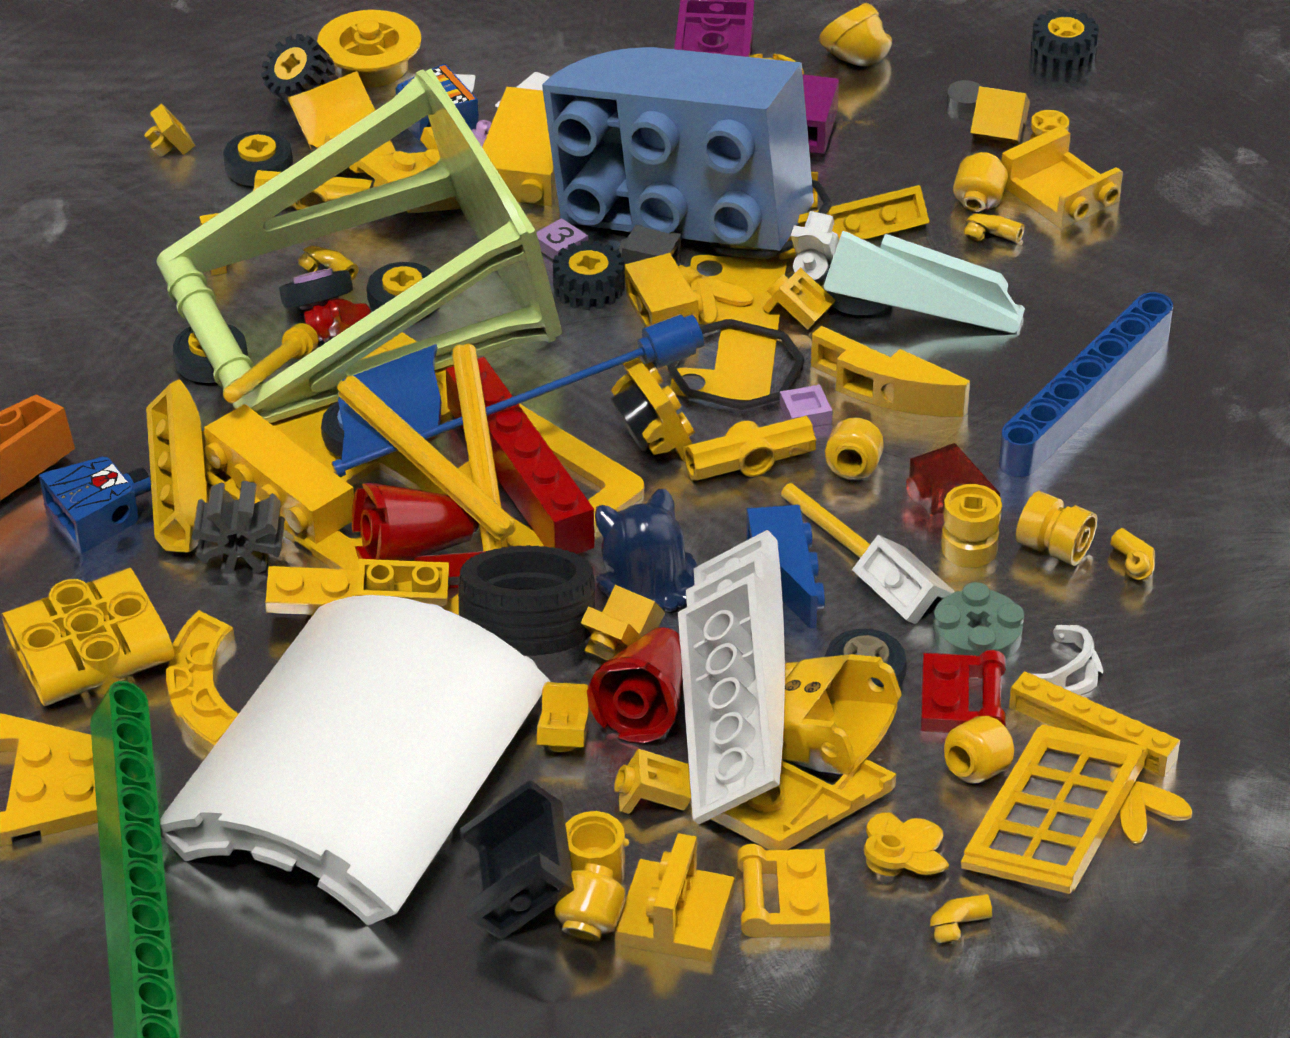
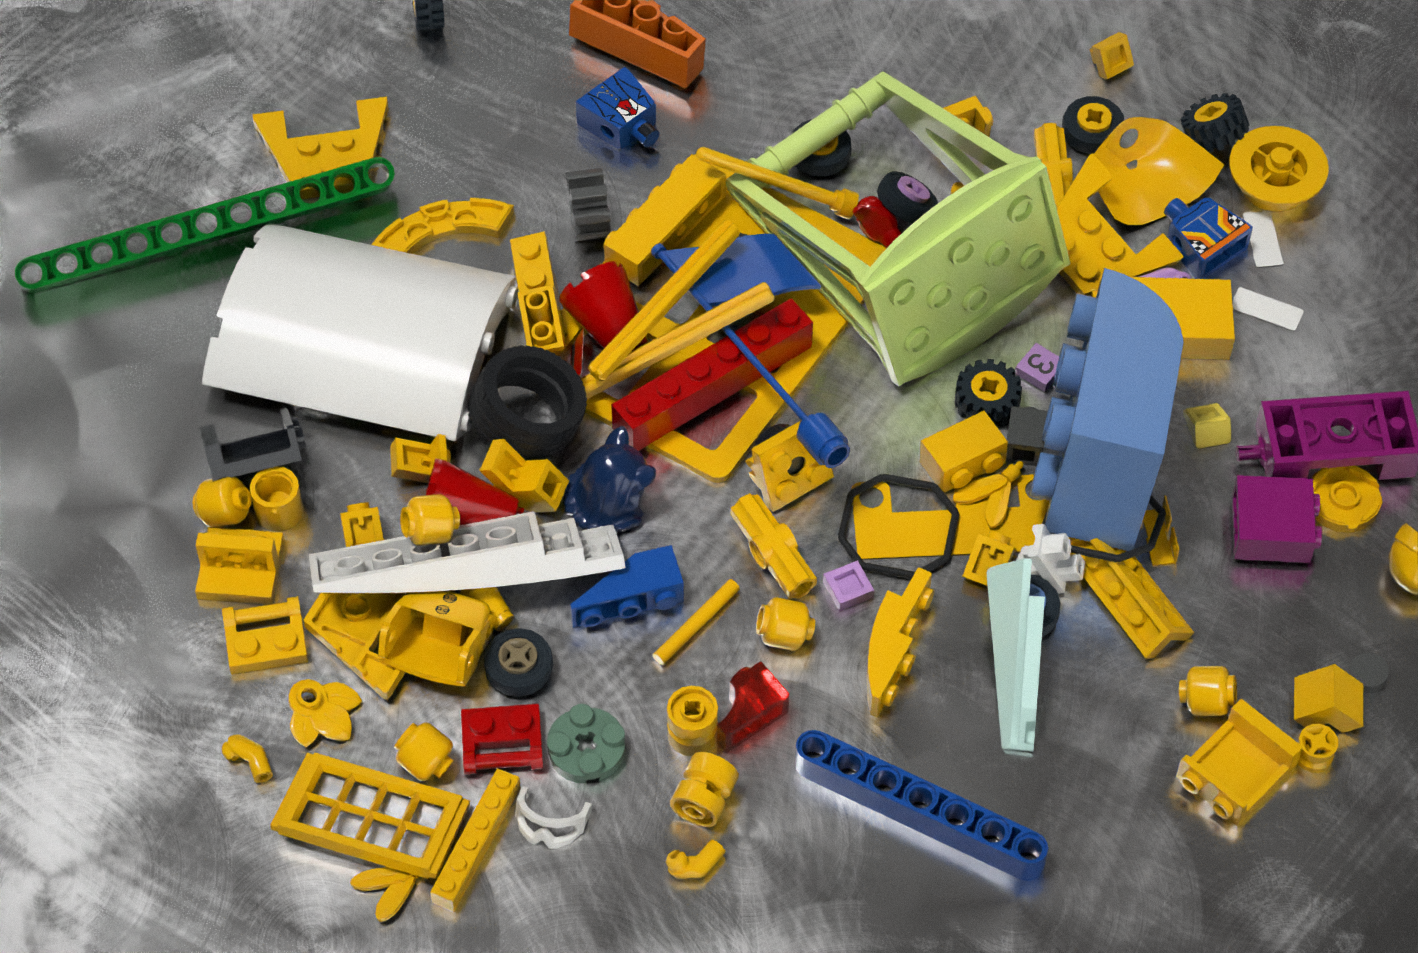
camera: 80 degrees right, 15 degrees up
(87, 636) = (466, 142): yellow connector -> none
(175, 466) = (670, 148): yellow brick -> none
(692, 677) = (429, 520): none -> yellow head
(900, 578) = (632, 683): white panel -> none
(996, 225) = (1154, 710): yellow arm -> none

